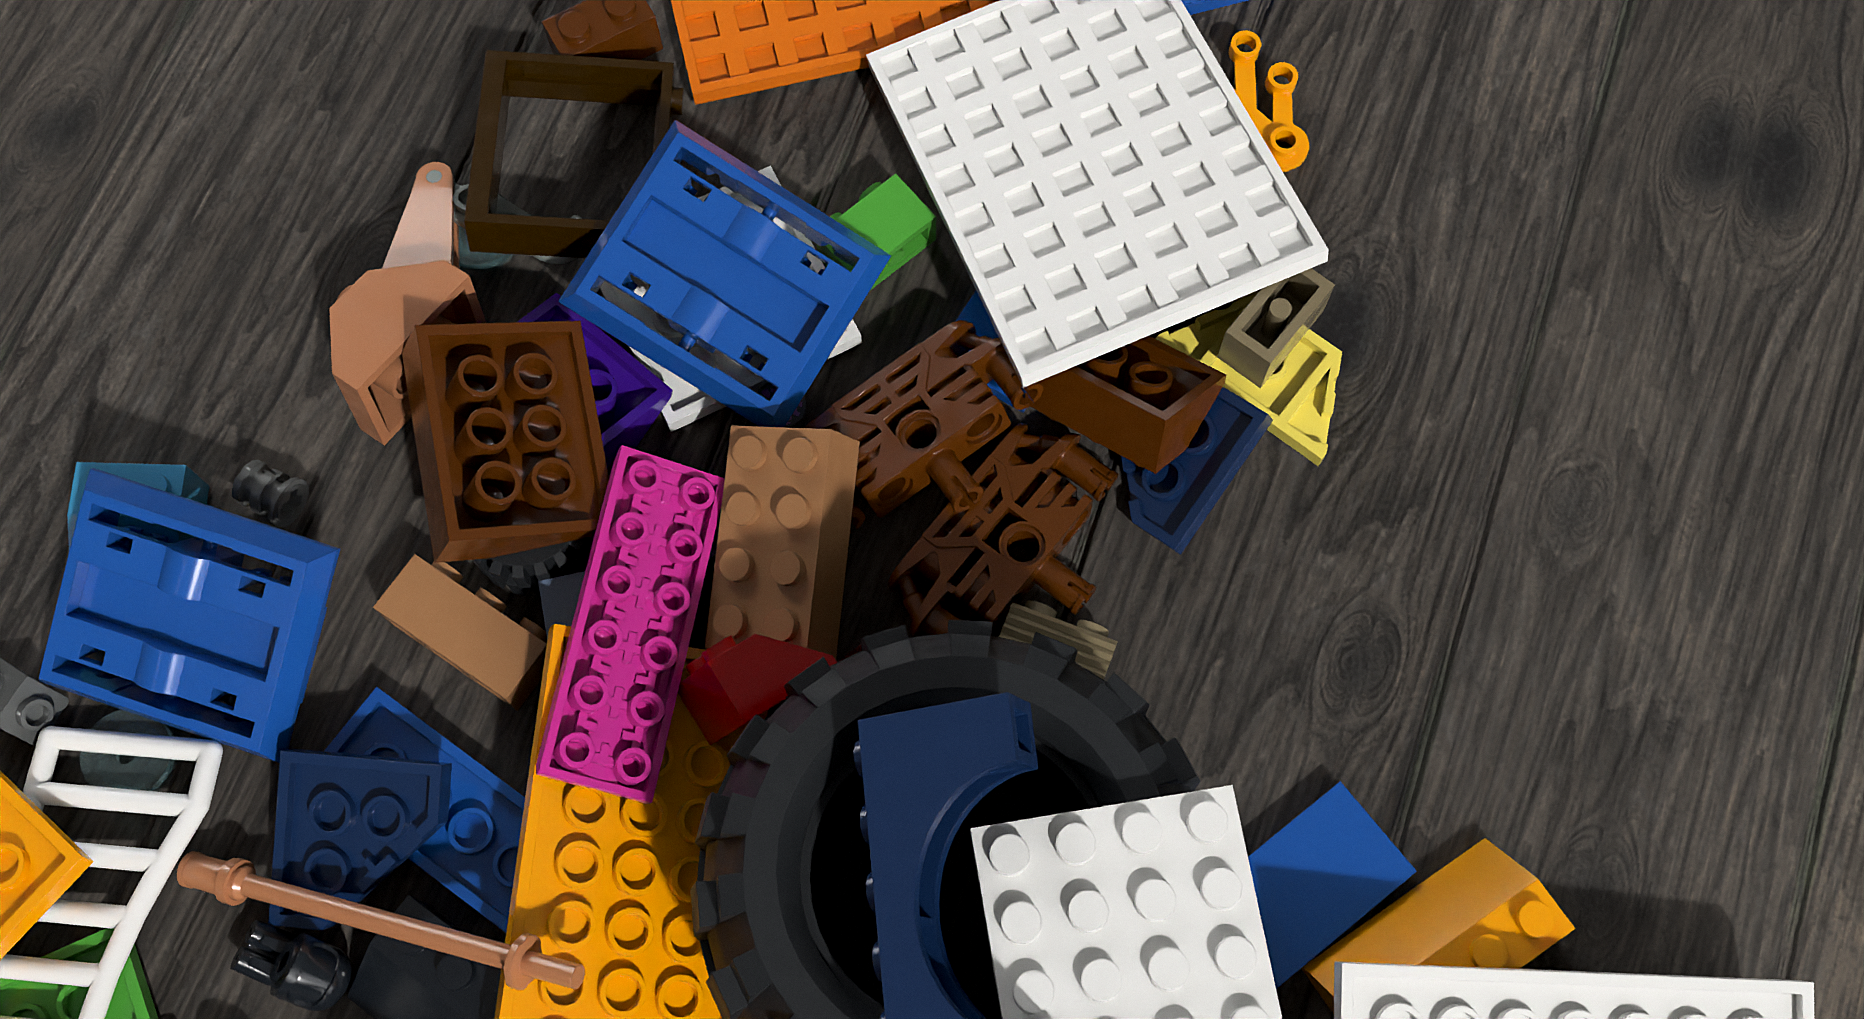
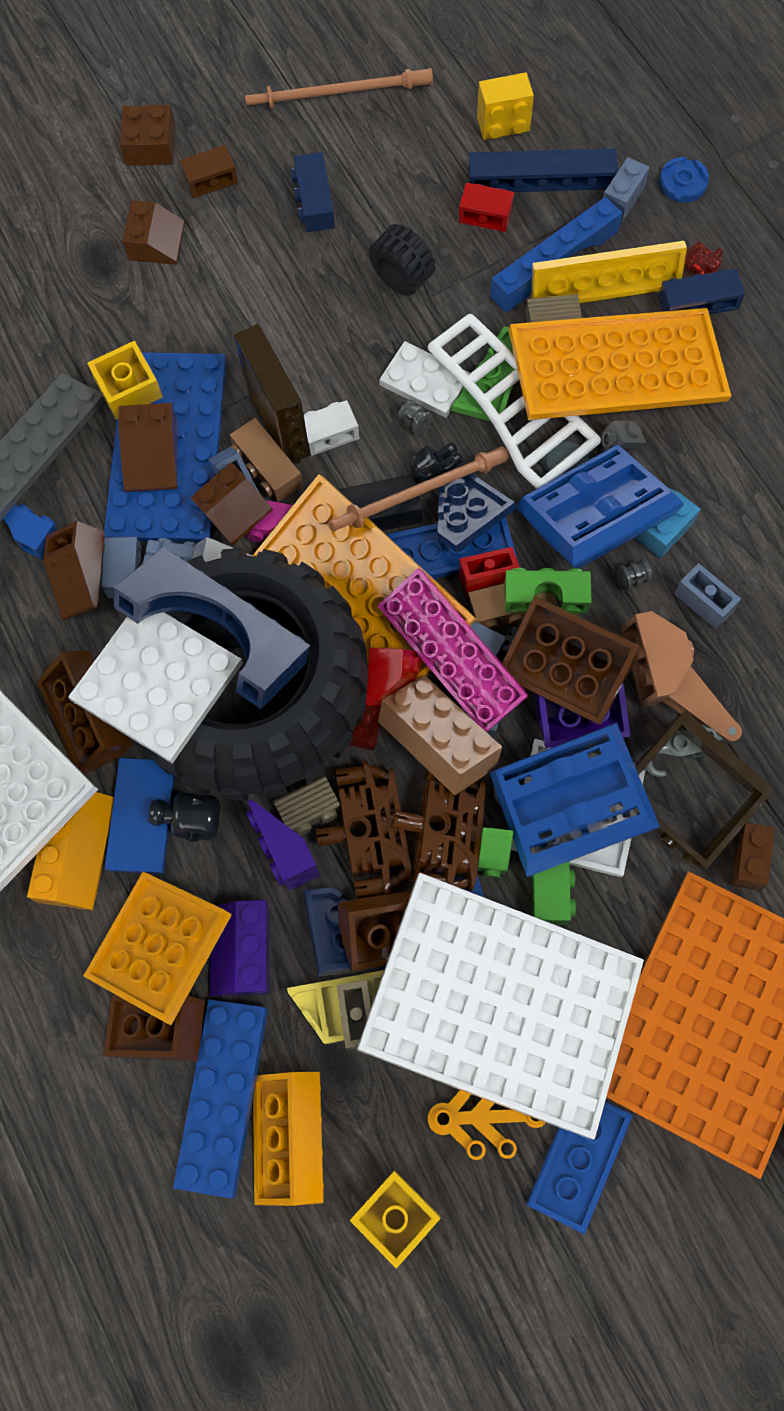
camera: 135 degrees right, 0 degrees up
(230, 355) = (707, 596): none -> sand blue brick
(381, 533) = (569, 586): none -> bright green arch
(442, 699) = (486, 569): none -> red brick
(882, 334) = (494, 852): none -> bright green slope
(1150, 598) = (291, 856): none -> dark purple slope
(1256, 804) = (190, 816): none -> black piece
(1334, 570) = (242, 952): none -> dark purple slope
(1449, 670) = (157, 947): none -> light orange plate
(1452, 96) = (395, 1219): none -> yellow brick
(1494, 300) = (287, 1139): none -> light orange slope
(1528, 427) = (221, 1099): none -> blue plate
(1544, 588) = (140, 1035): none -> reddish brown slope

